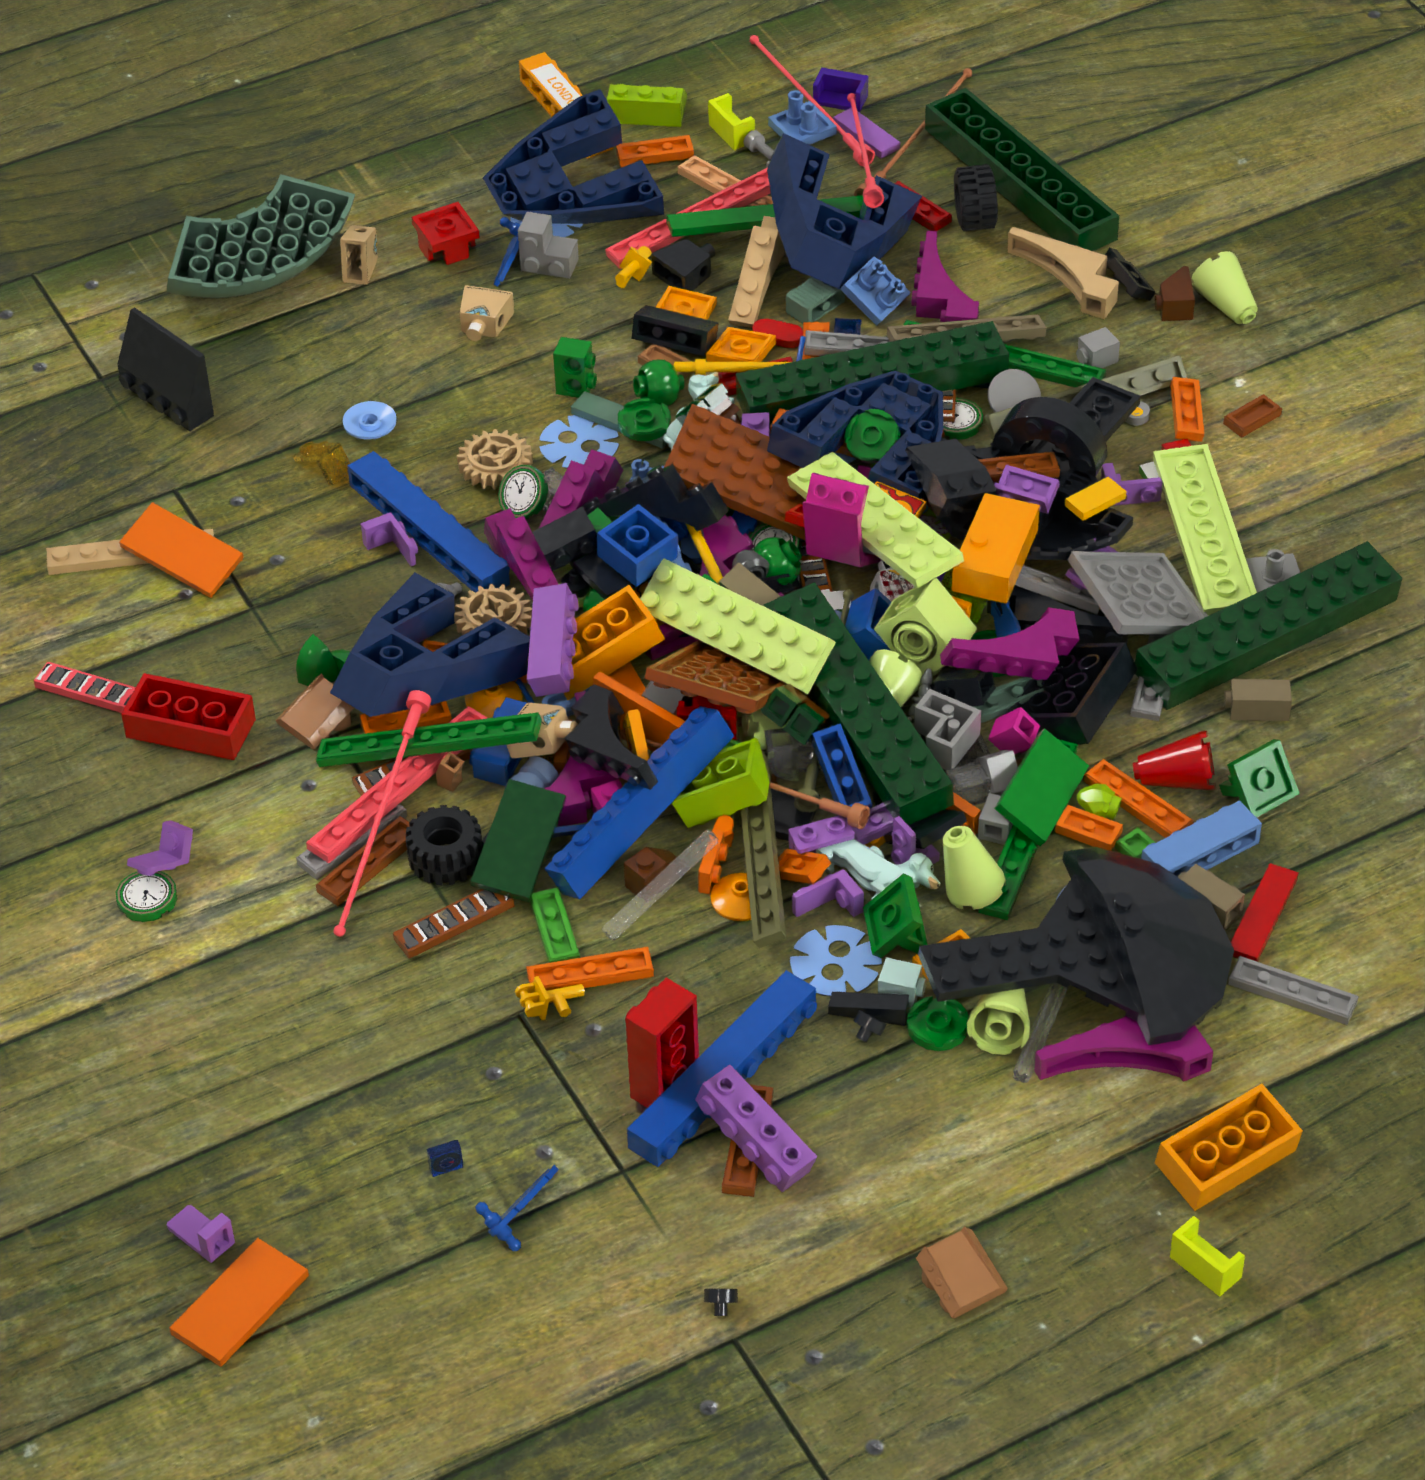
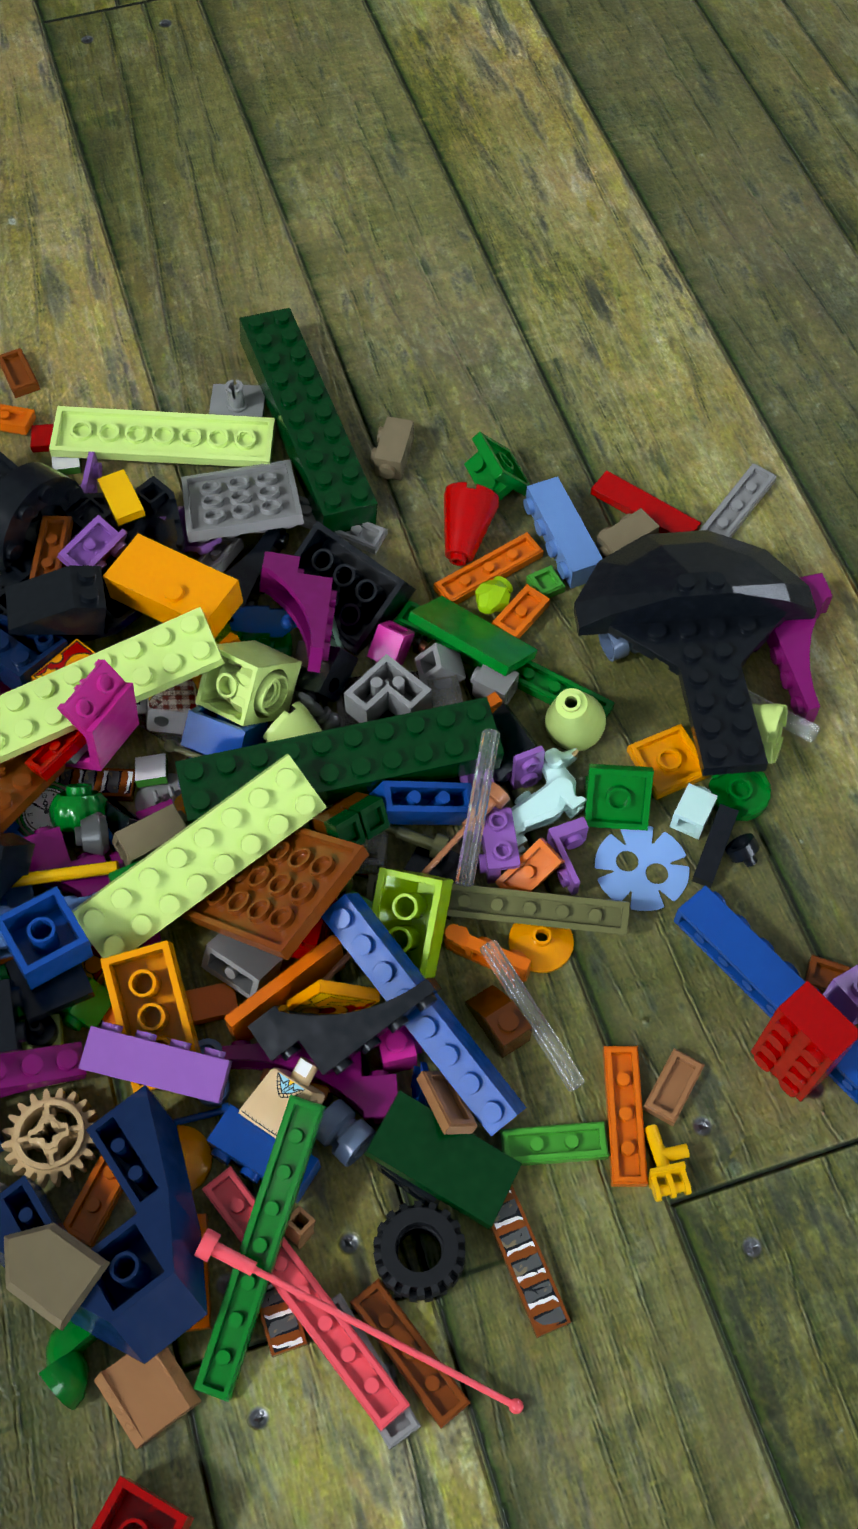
camera: 80 degrees left, 15 degrees up
(382, 617) = (51, 1271): none -> dark tan tile
(557, 834) = (446, 1104): none -> medium nougat tile
(614, 999) = (673, 1087): none -> medium nougat tile
(837, 797) = (477, 808): none -> clear axle

